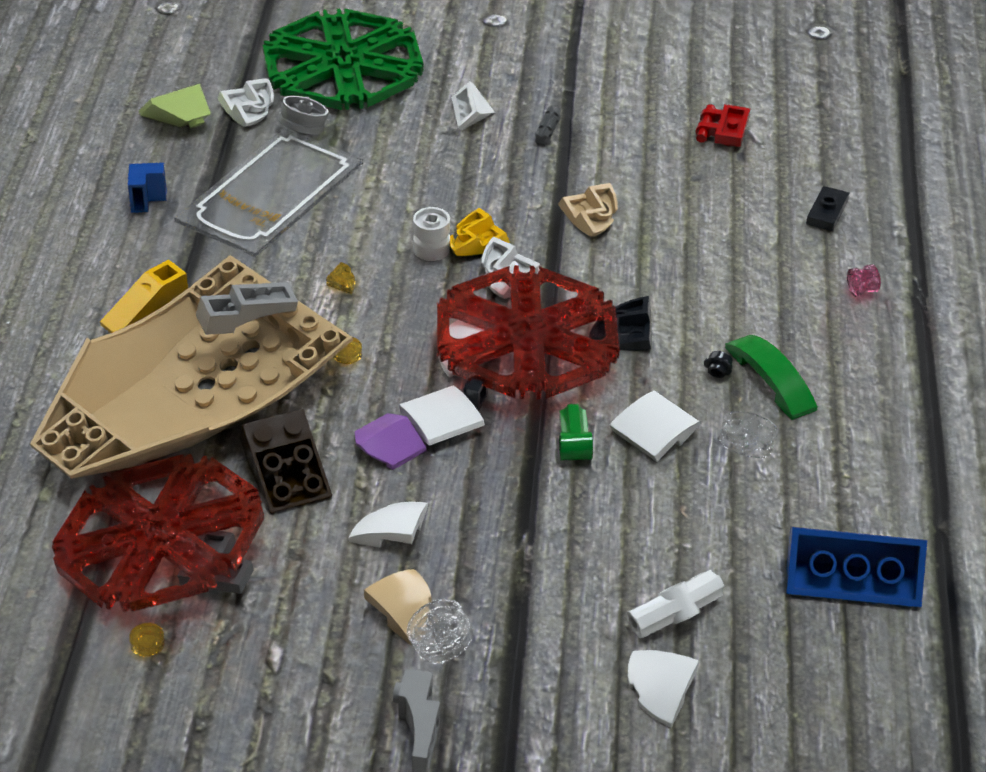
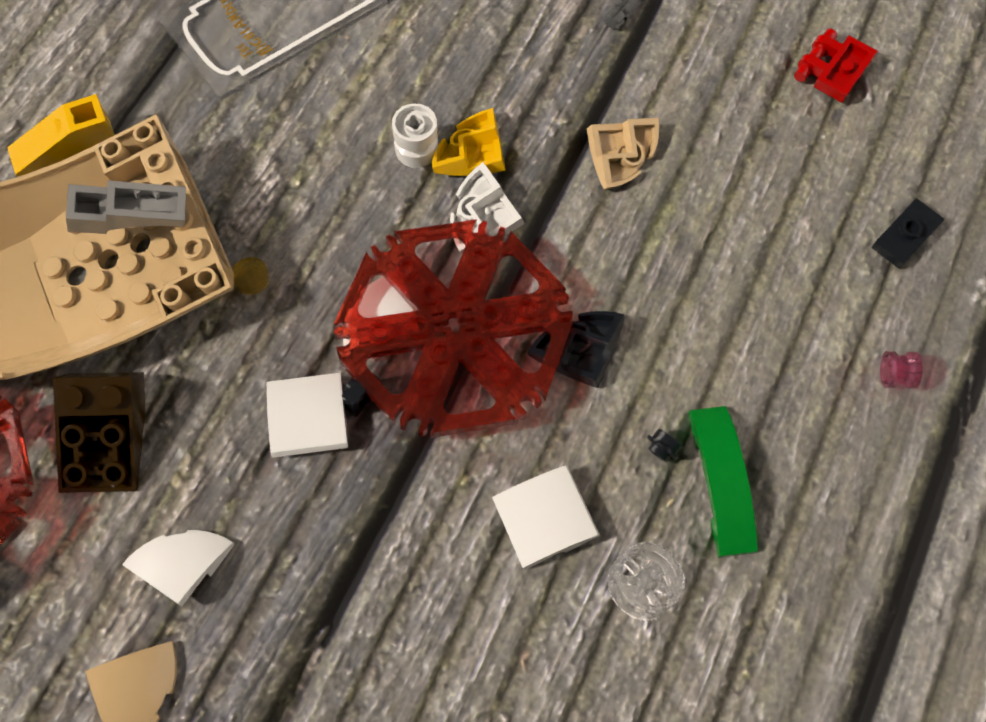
camera: 20 degrees right, 25 degrees up
(341, 278) = (296, 164): clear yellow tile -> none
(390, 440) = (231, 430): medium lavender slope -> none
(574, 438) = (440, 509): green piece -> none

